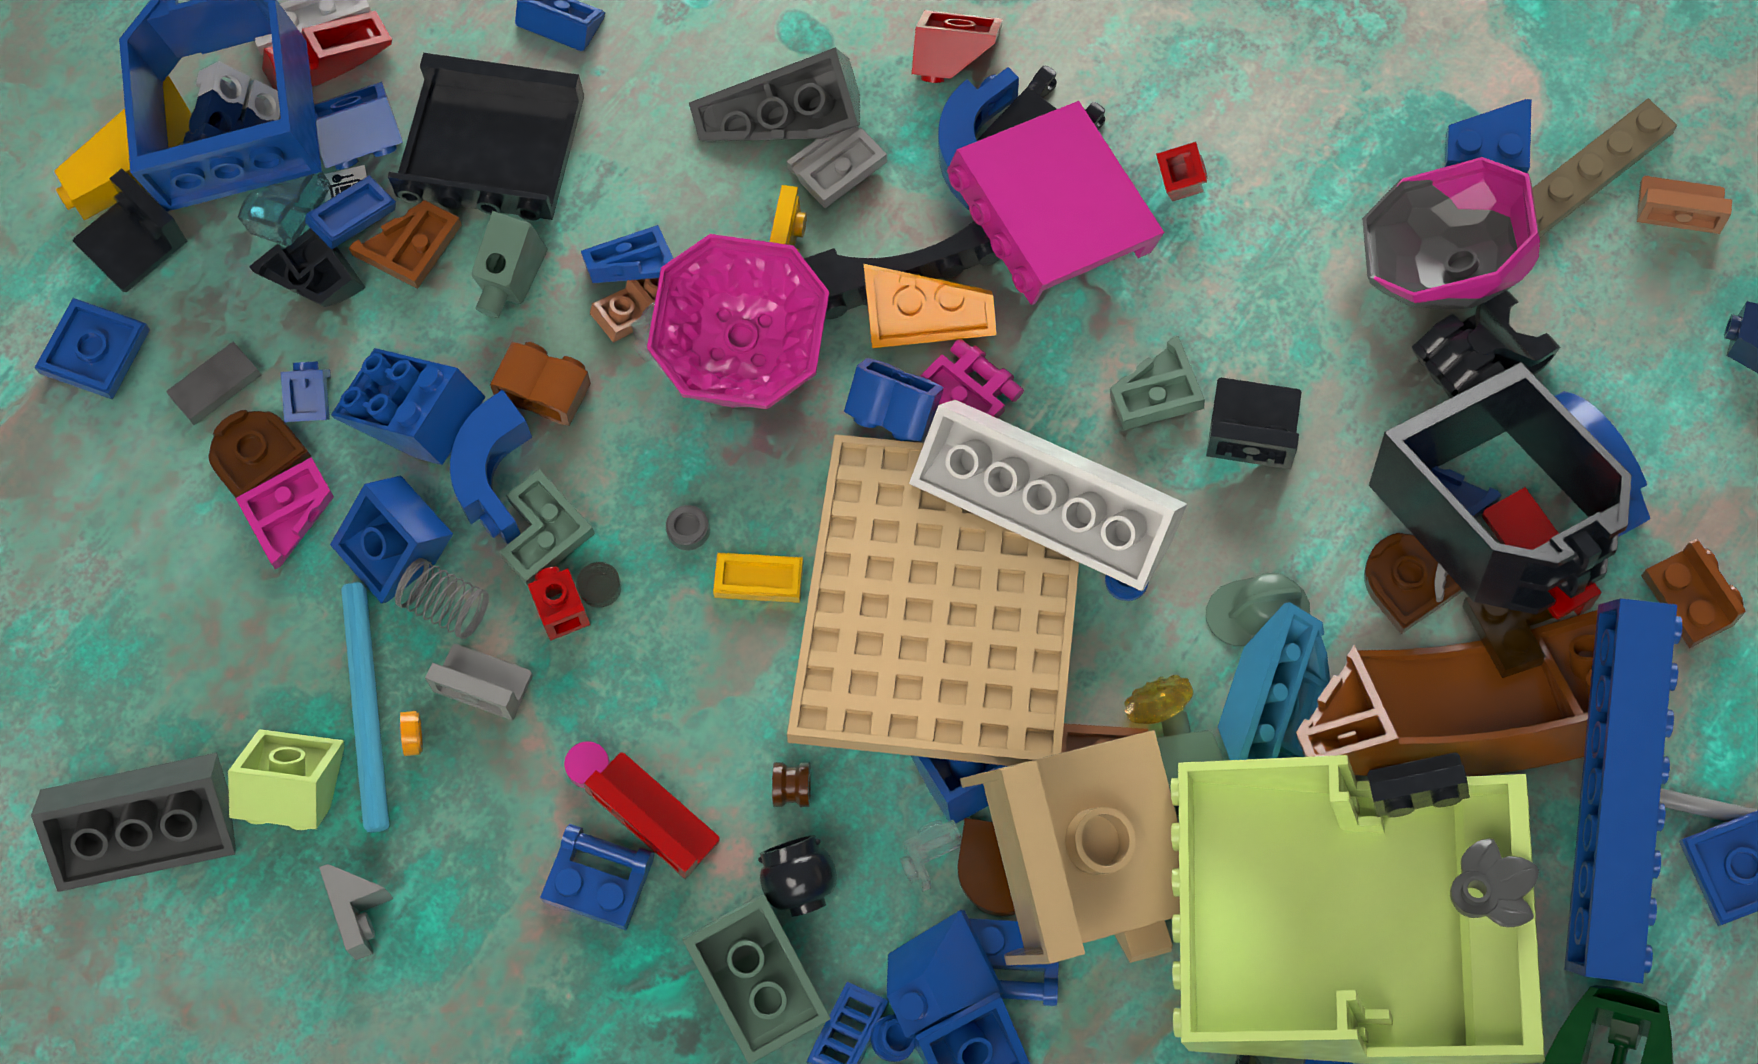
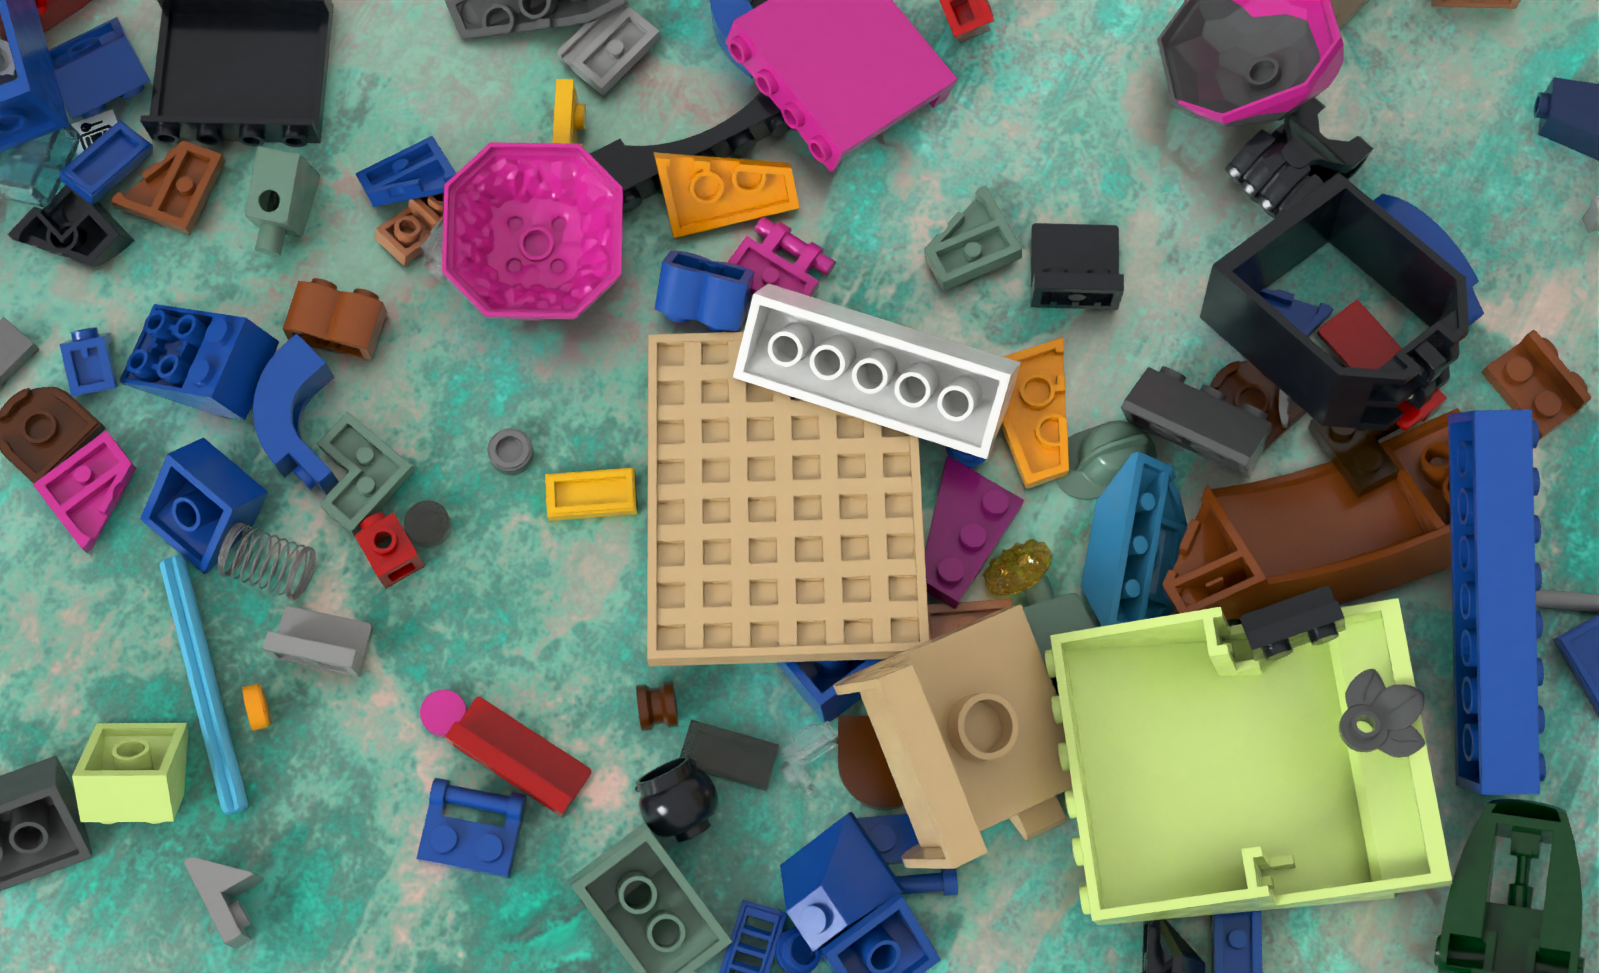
camera: 10 degrees left, 5 degrees up
(856, 842) = (731, 754): none -> clear smoke tile
(1112, 658) = (965, 530): none -> magenta wing
(1197, 558) = (1037, 415): none -> light orange wing
(1353, 582) = (1198, 419): none -> dark grey slope

